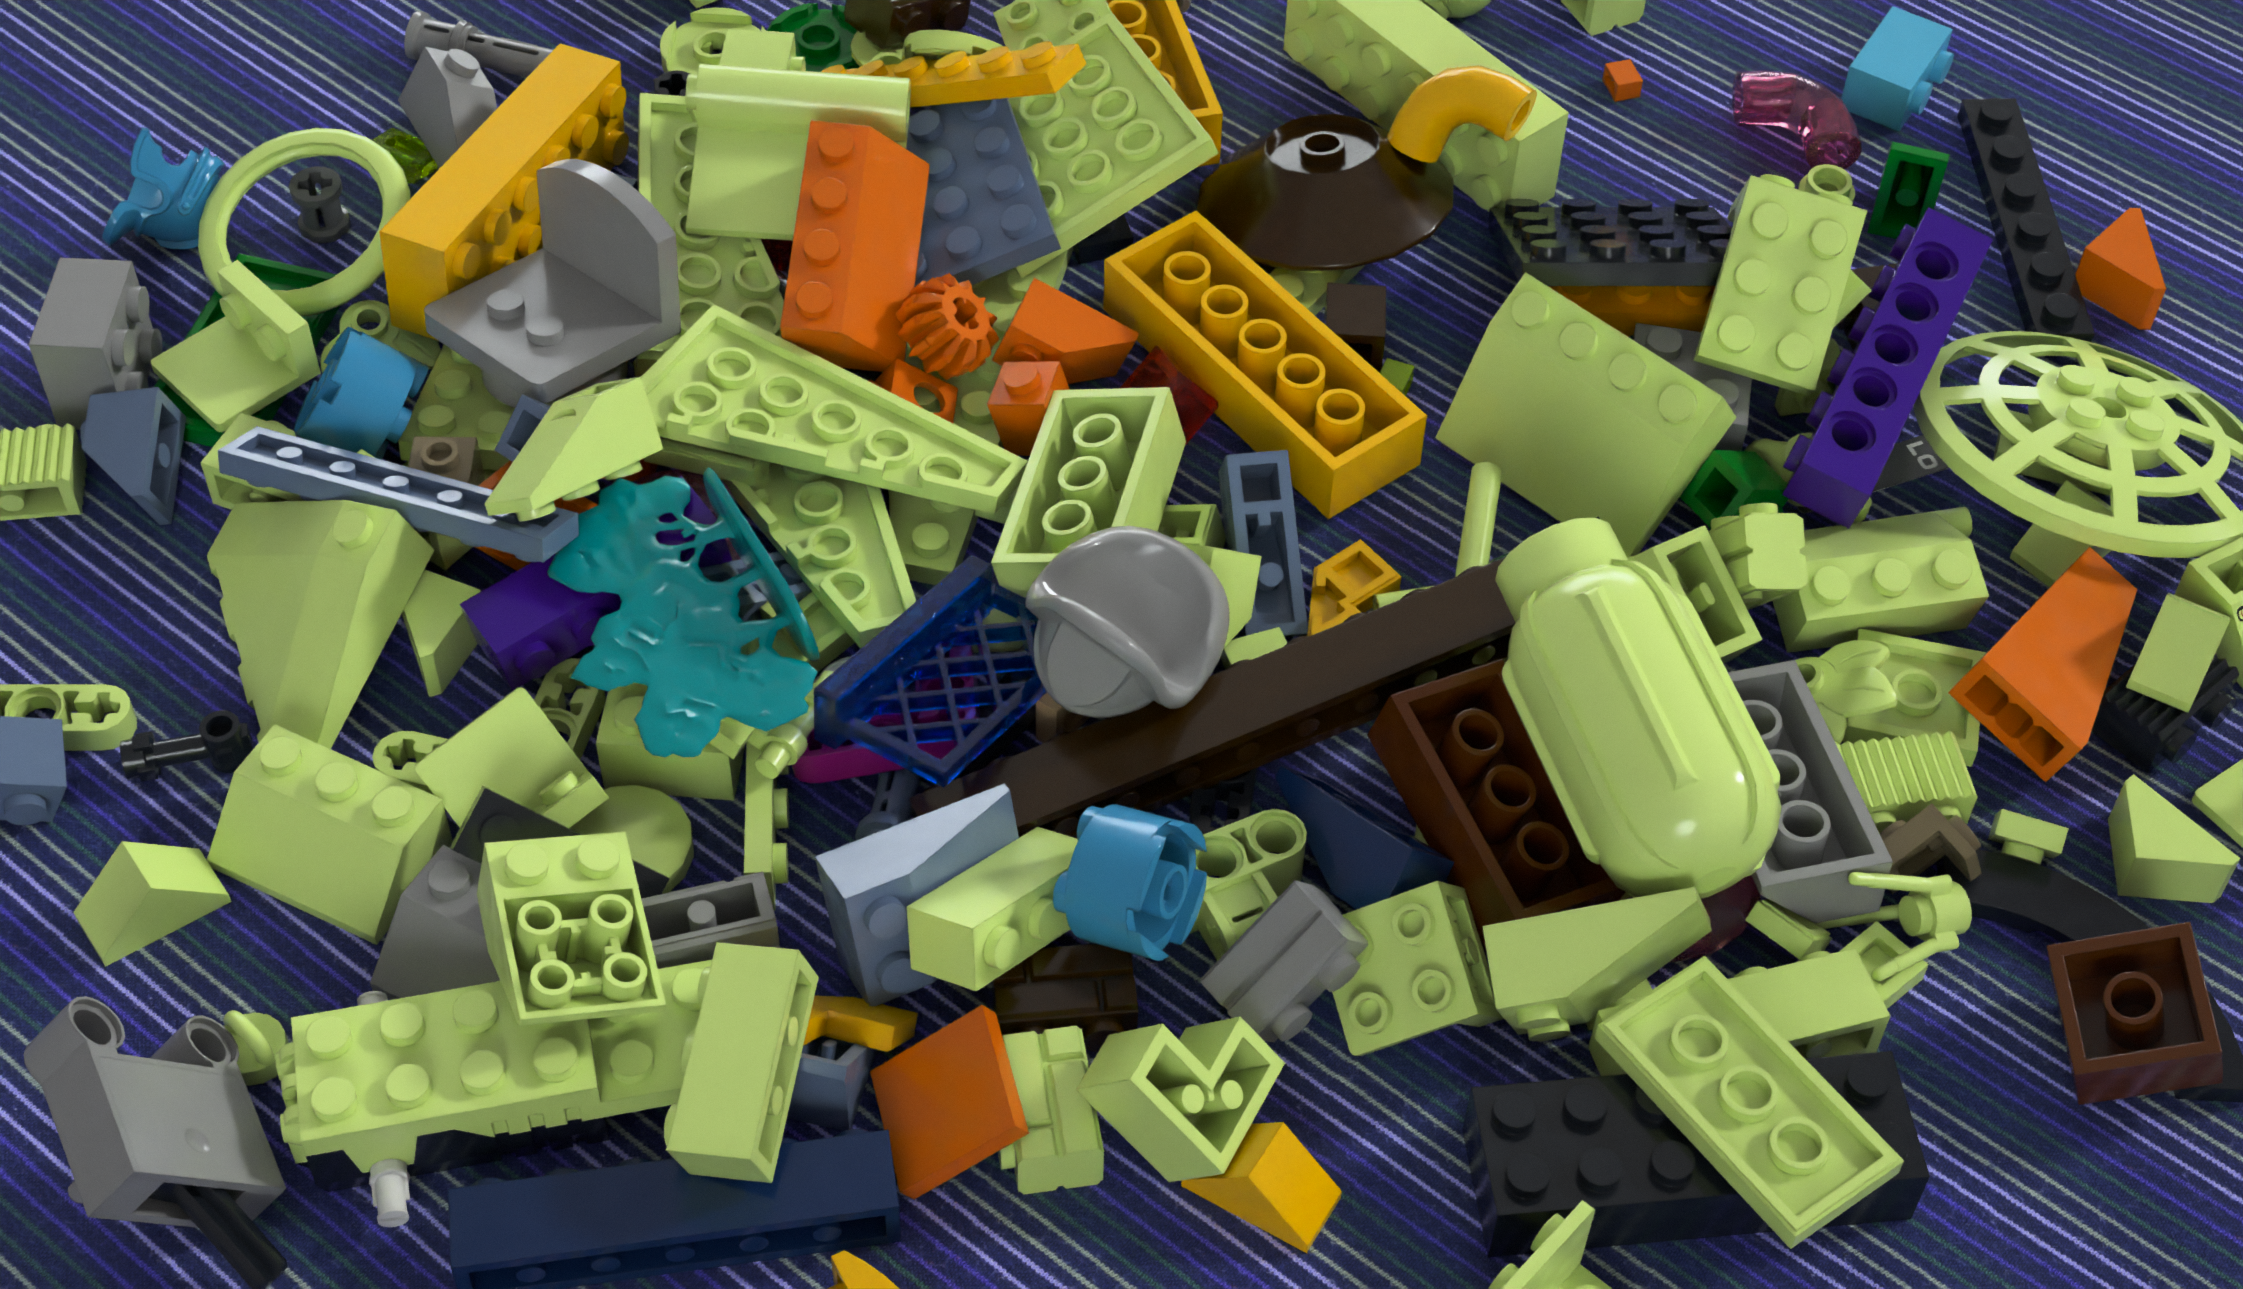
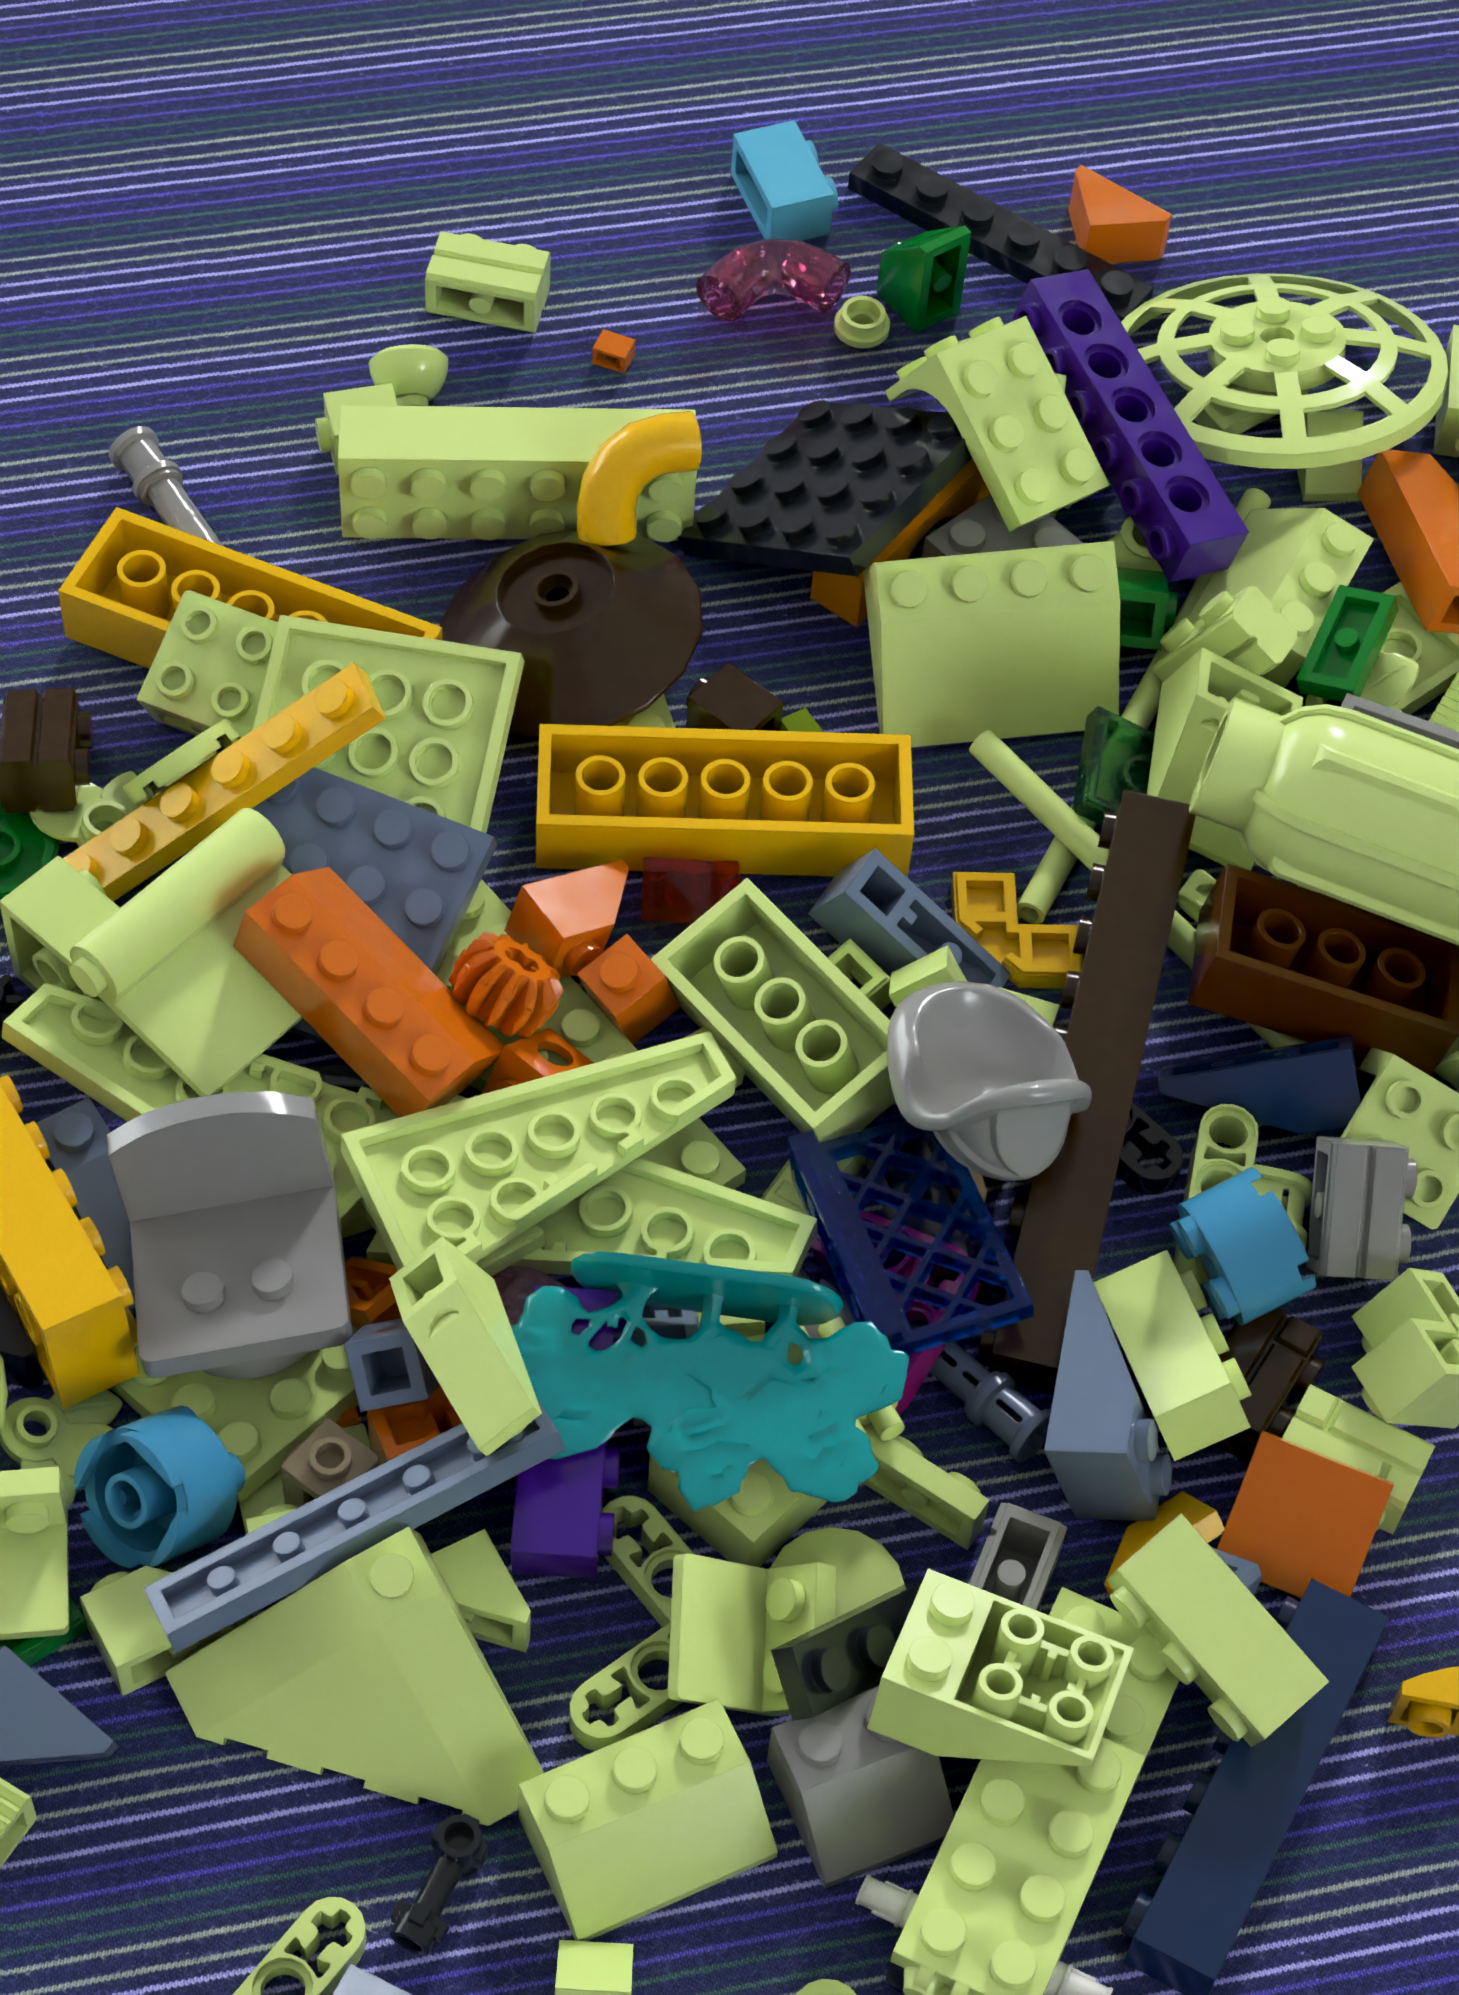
camera: 55 degrees left, 5 degrees up
(1852, 635) = (1347, 643): none -> green plate

